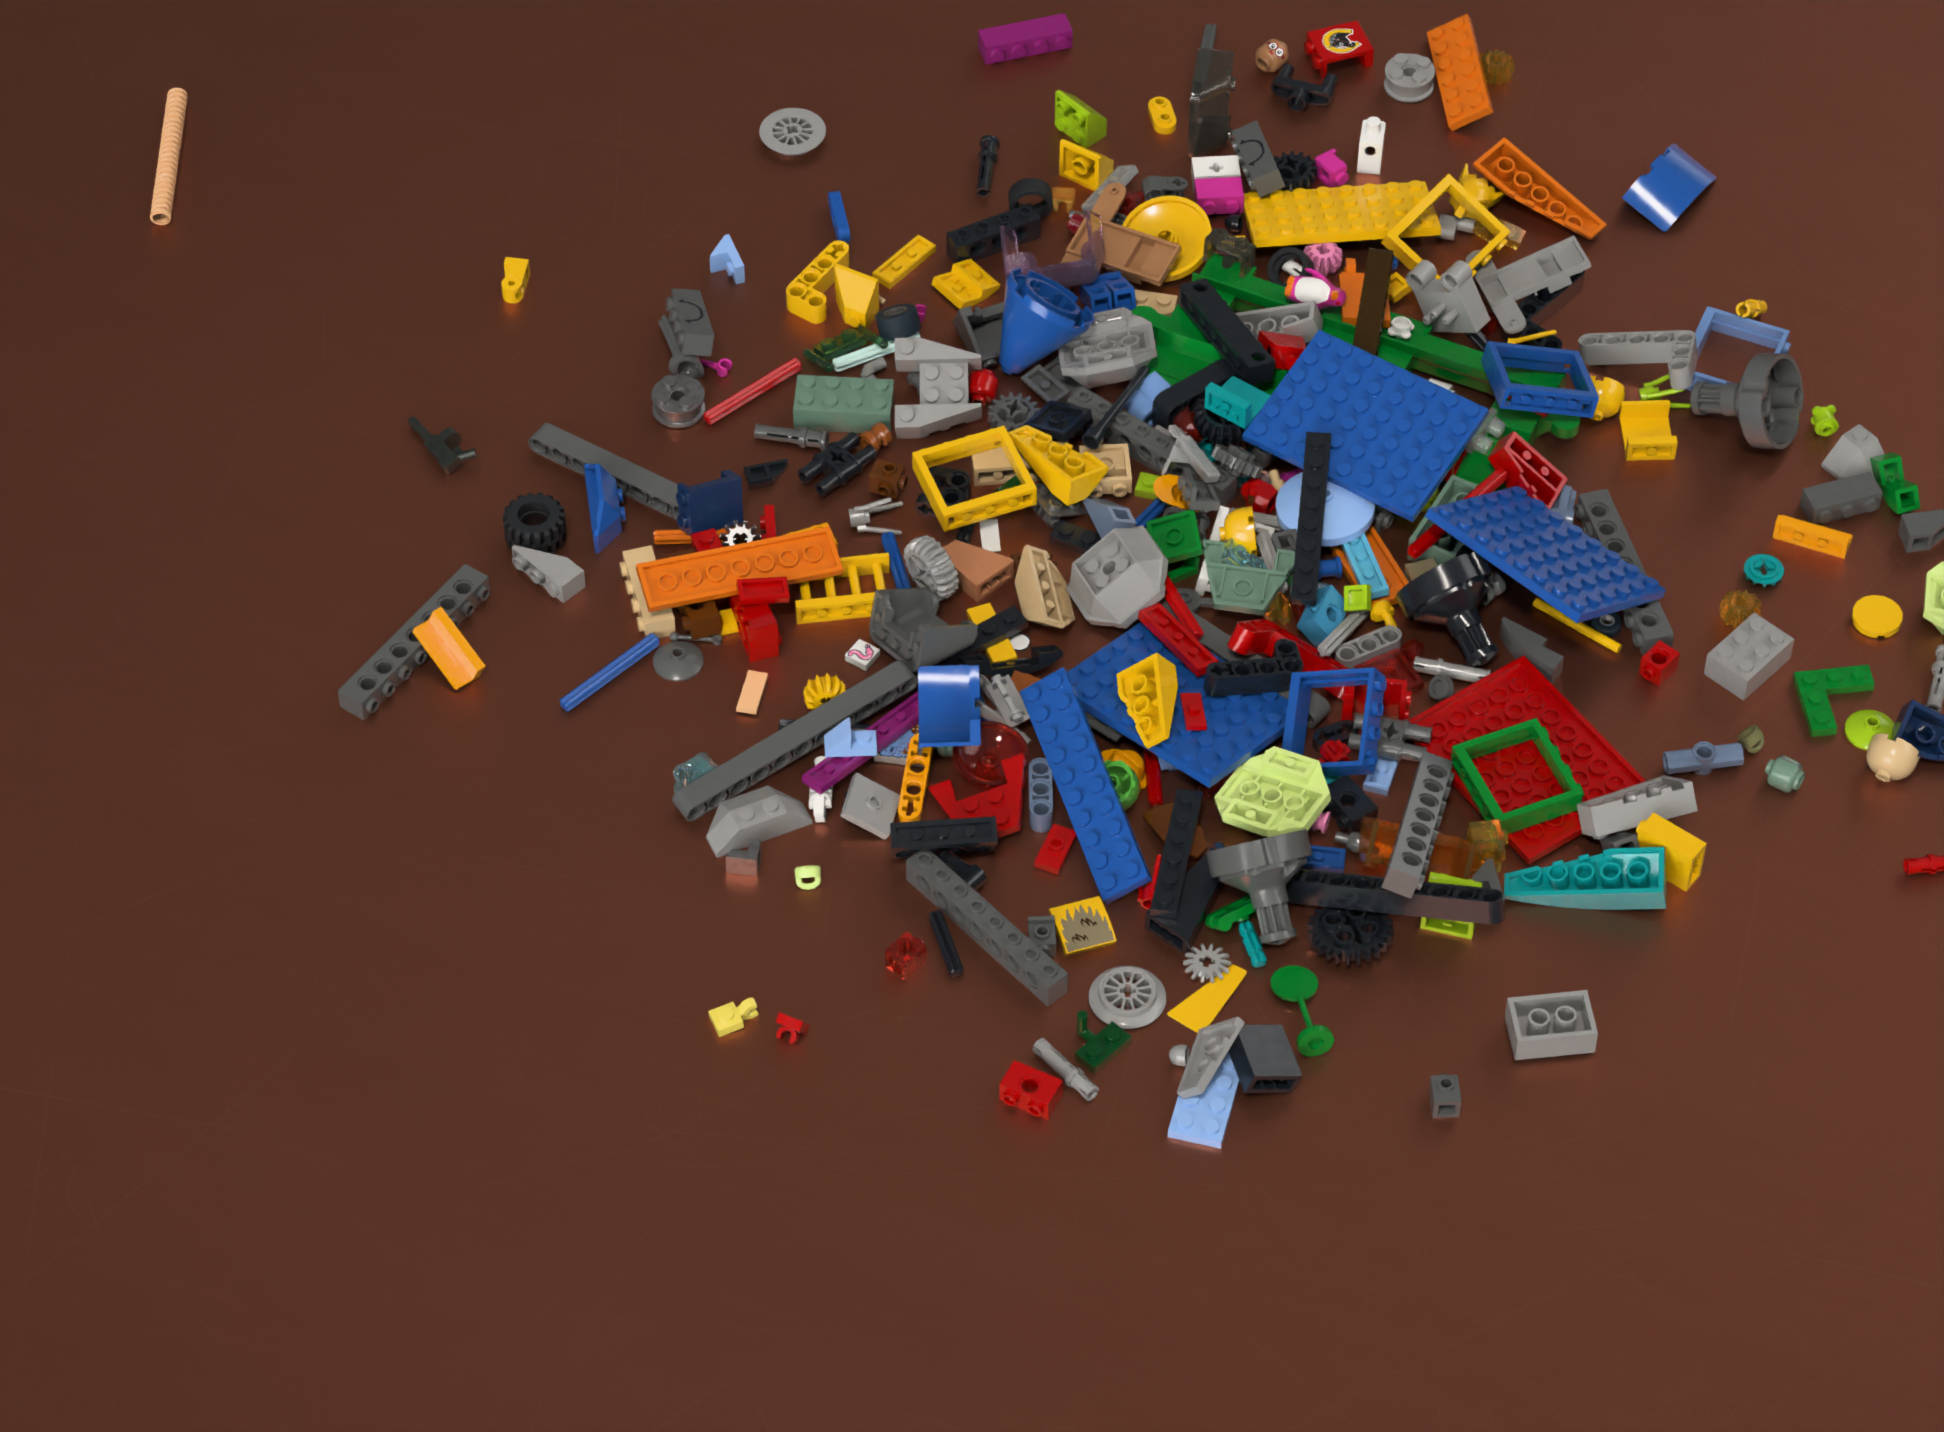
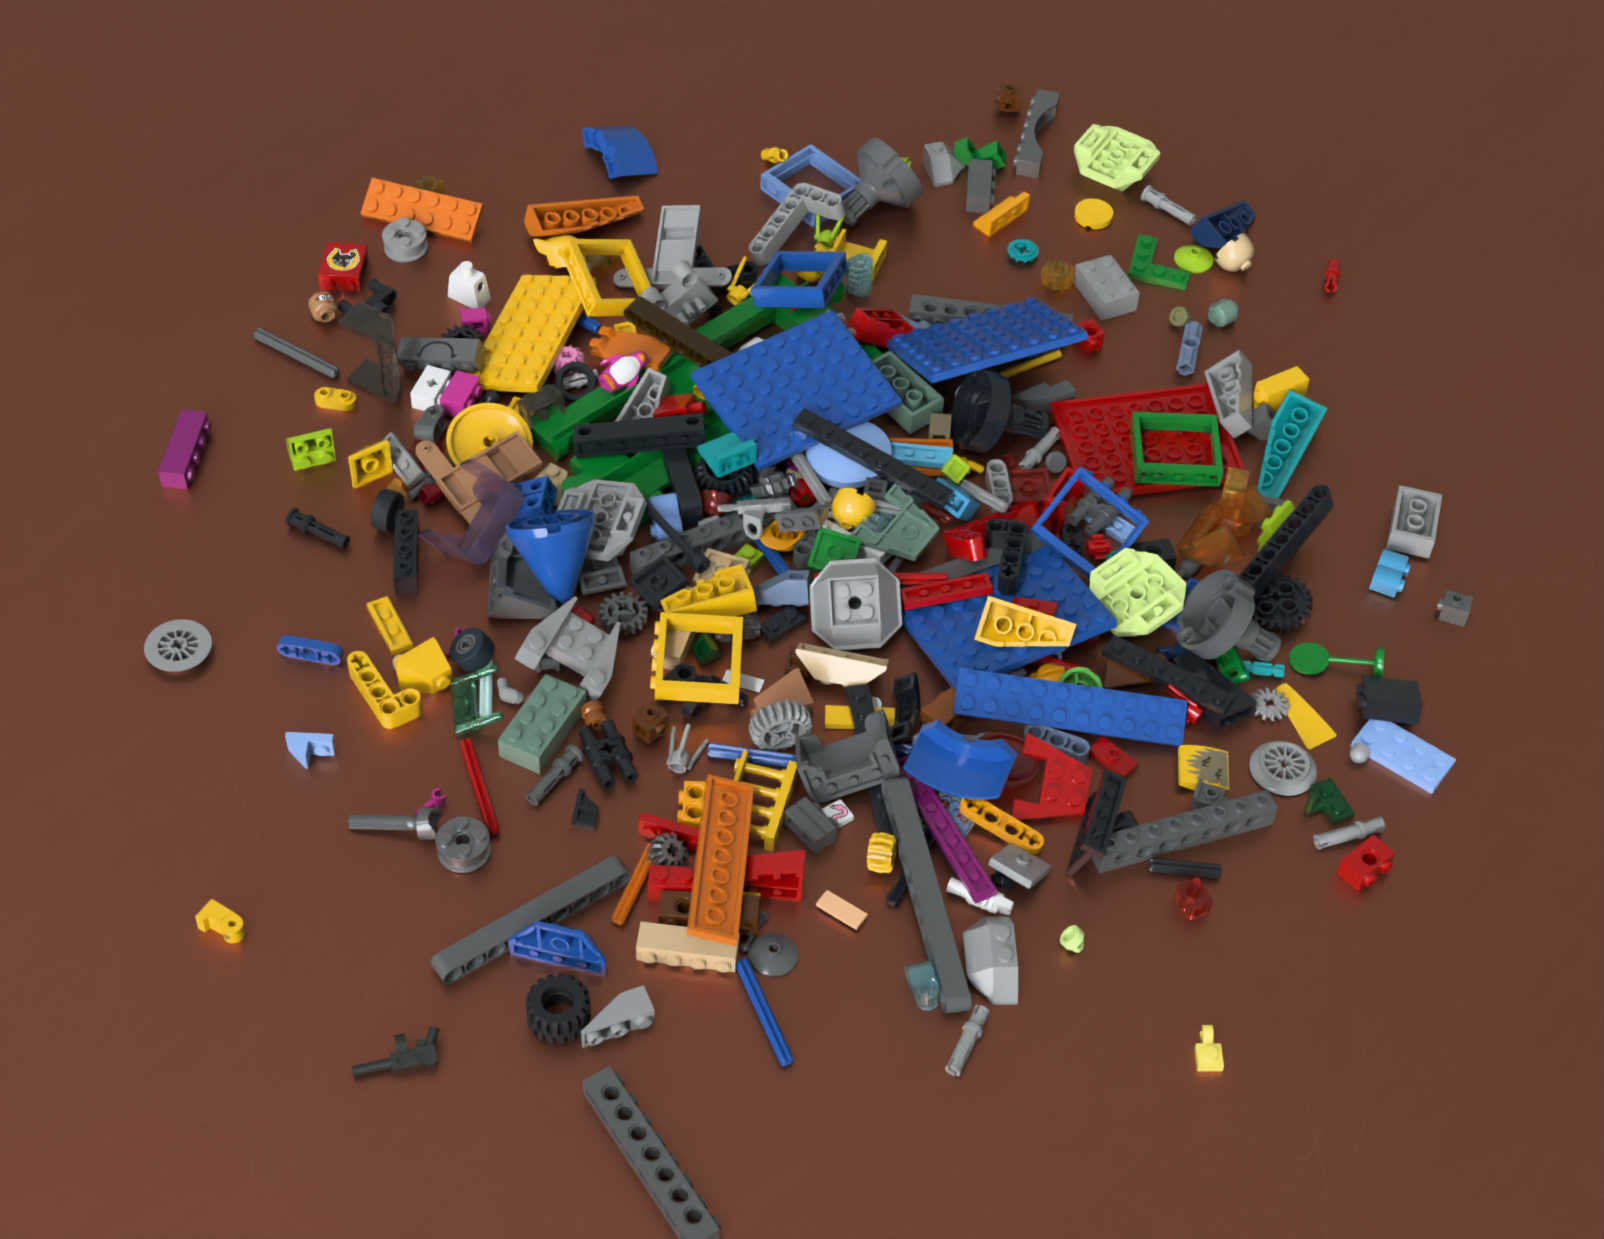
camera: 70 degrees left, 0 degrees up
(449, 649) = (684, 1129): light orange panel -> none
(651, 826) = (971, 1031): none -> light grey pin
(690, 322) = (383, 796): dark grey brick -> none
(710, 503) = (625, 866): dark blue panel -> none
(743, 861) = (1036, 979): flat silver panel -> none
(762, 590) = (757, 849): red tile -> none
(791, 1025) = (1238, 1007): red tile -> none
(834, 636) = (811, 824): none -> dark grey brick
(848, 743) = (955, 850): light blue slope -> none
(965, 284) = (446, 593): yellow slope -> none
(1008, 700) = (962, 724): light grey hinge -> none
(1207, 1054) = (1384, 729): light grey wing -> none
(1269, 486) = (811, 479): none -> light grey axle
(1419, 825) = (1214, 513): dark grey brick -> none
(1434, 533) = (904, 378): red axle -> none
(1461, 1023) = (1389, 573): none -> dark azure brick
(1604, 437) = (859, 275): none -> clear light blue piece

